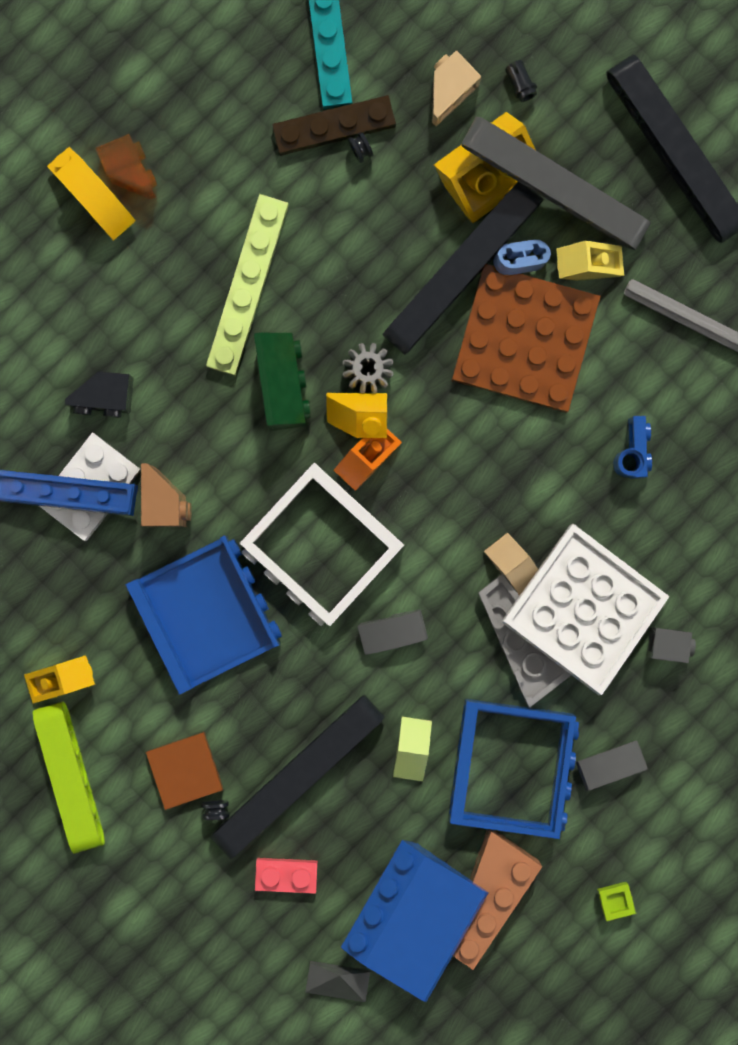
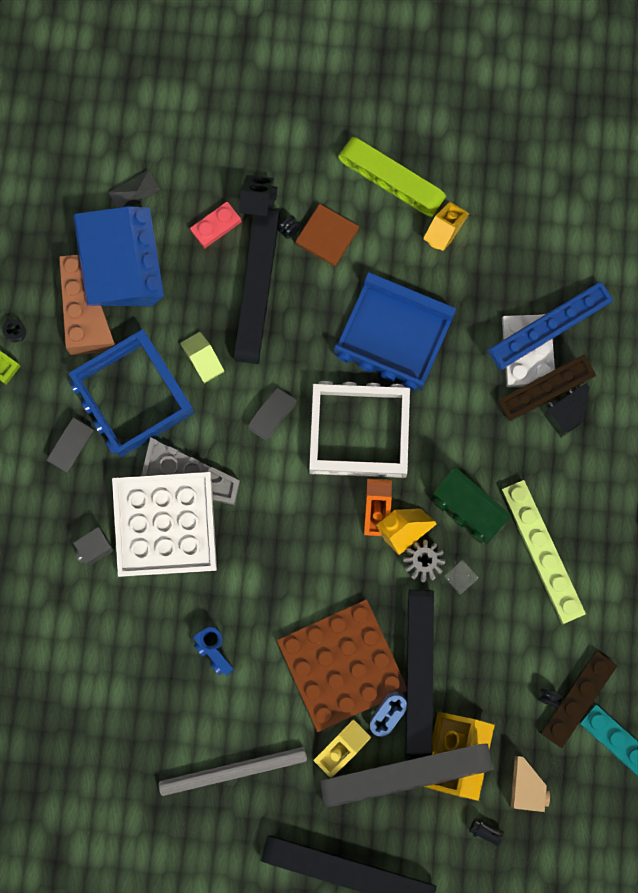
camera: 145 degrees right, 10 degrees down
(106, 432) = (547, 387): none -> dark brown plate
(161, 501) = (478, 375): medium nougat slope -> none
(221, 868) = (257, 195): none -> black brick
(344, 325) = (461, 577): none -> clear tile
(512, 562) = (234, 516): tan slope -> none
(582, 939) = (11, 337): none -> black bush

